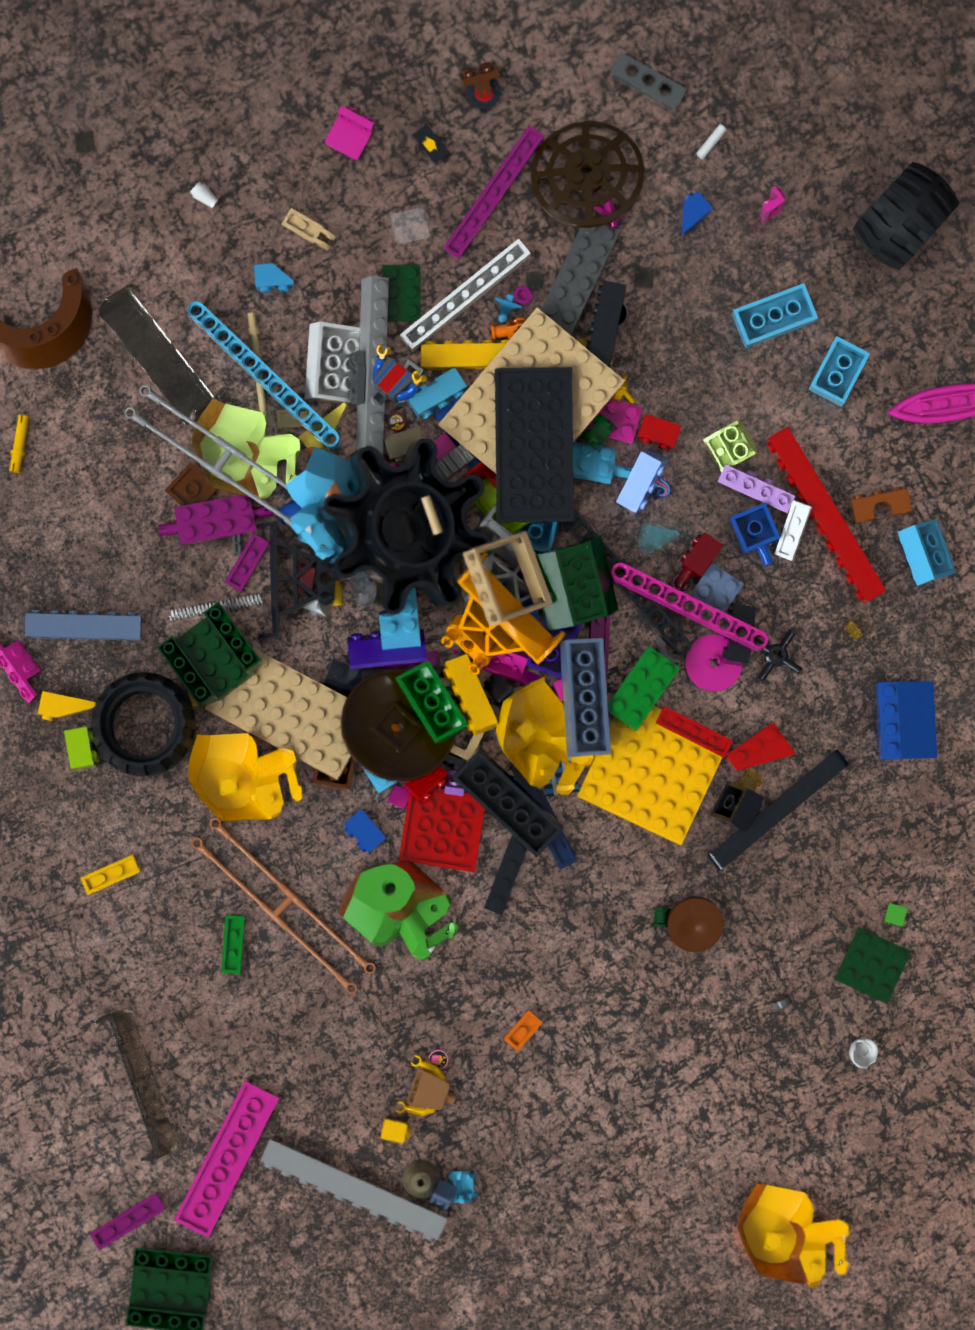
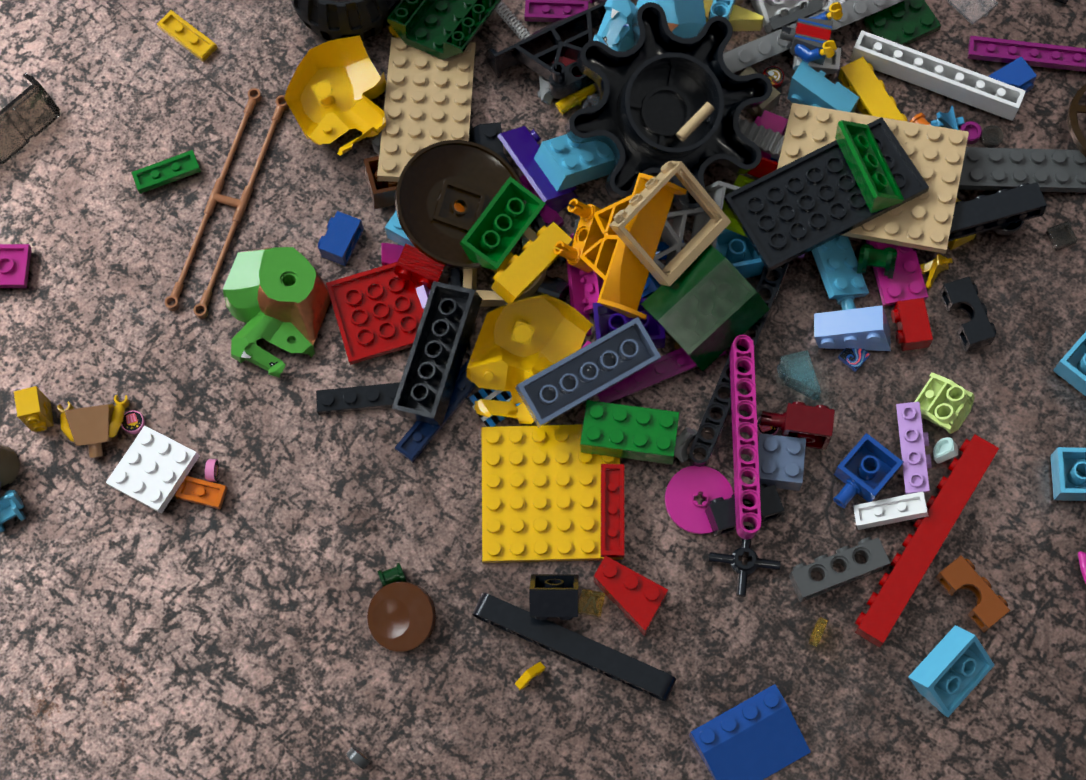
camera: 70 degrees right, 15 degrees down
(486, 1059) = (153, 469): none -> white plate
(497, 237) = (1016, 74): none -> blue slope
(510, 1015) = (212, 470): none -> bright pink tile
(533, 402) = (868, 165): none -> green slope
(688, 386) = (964, 296): none -> black arch
(766, 464) = (945, 450): none -> light aqua tile
(783, 852) = (529, 674): none -> yellow tile
(823, 561) = (808, 588): none -> dark grey brick

